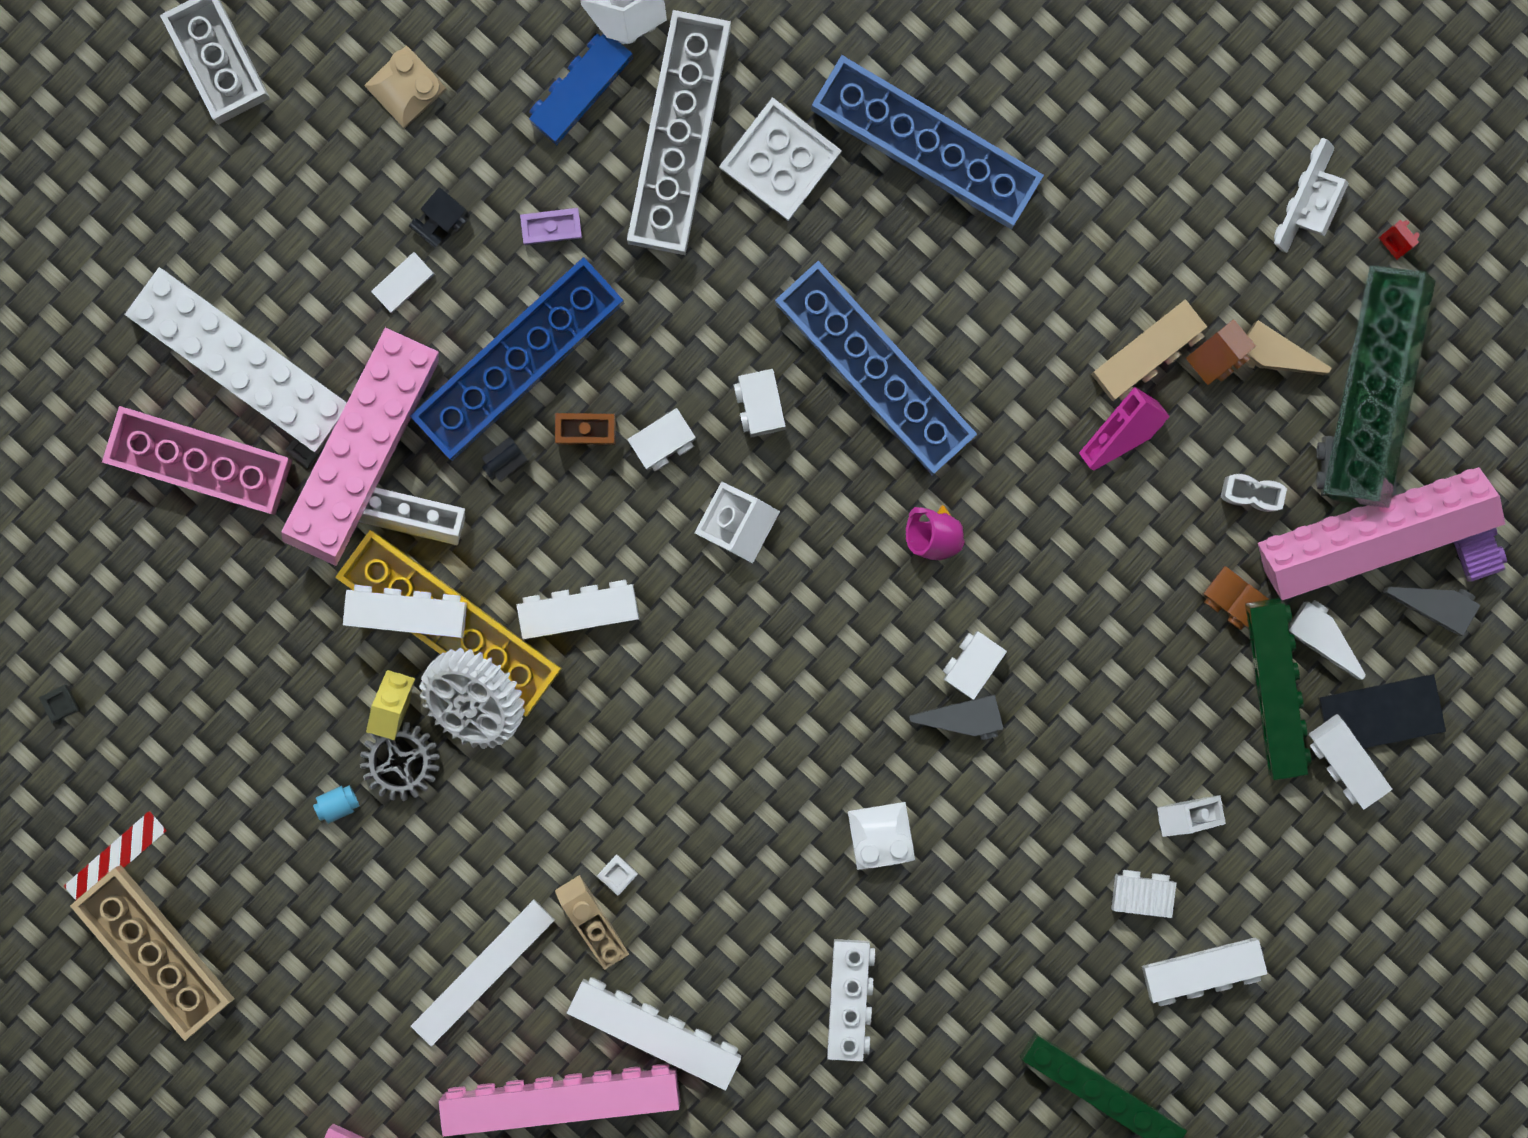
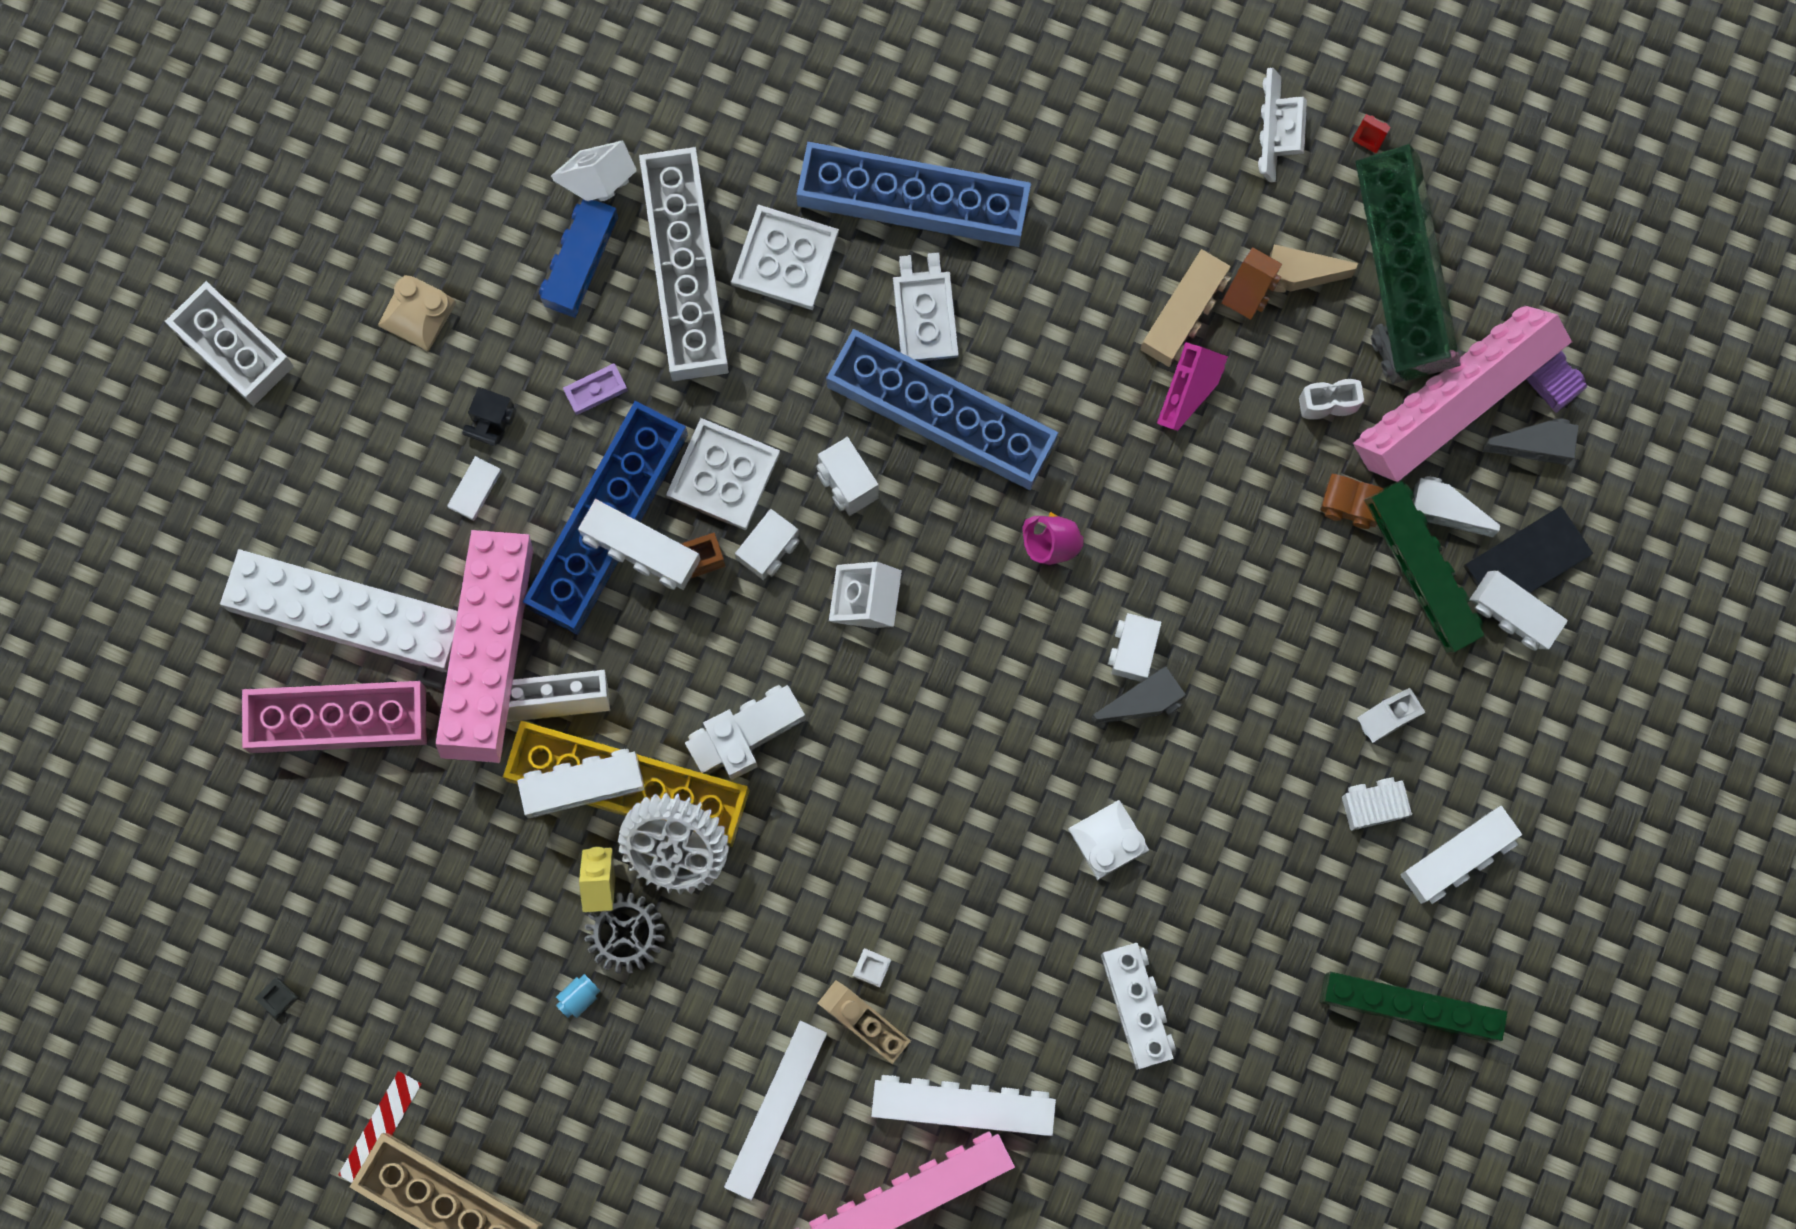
camera: 20 degrees left, 10 degrees down
(504, 460) = (626, 615): black brick -> none
(537, 402) = (639, 545): none -> white brick
(557, 624) = (730, 744): none -> white brick
(644, 354) = (723, 474): none -> white plate
(895, 263) = (925, 311): none -> white tile

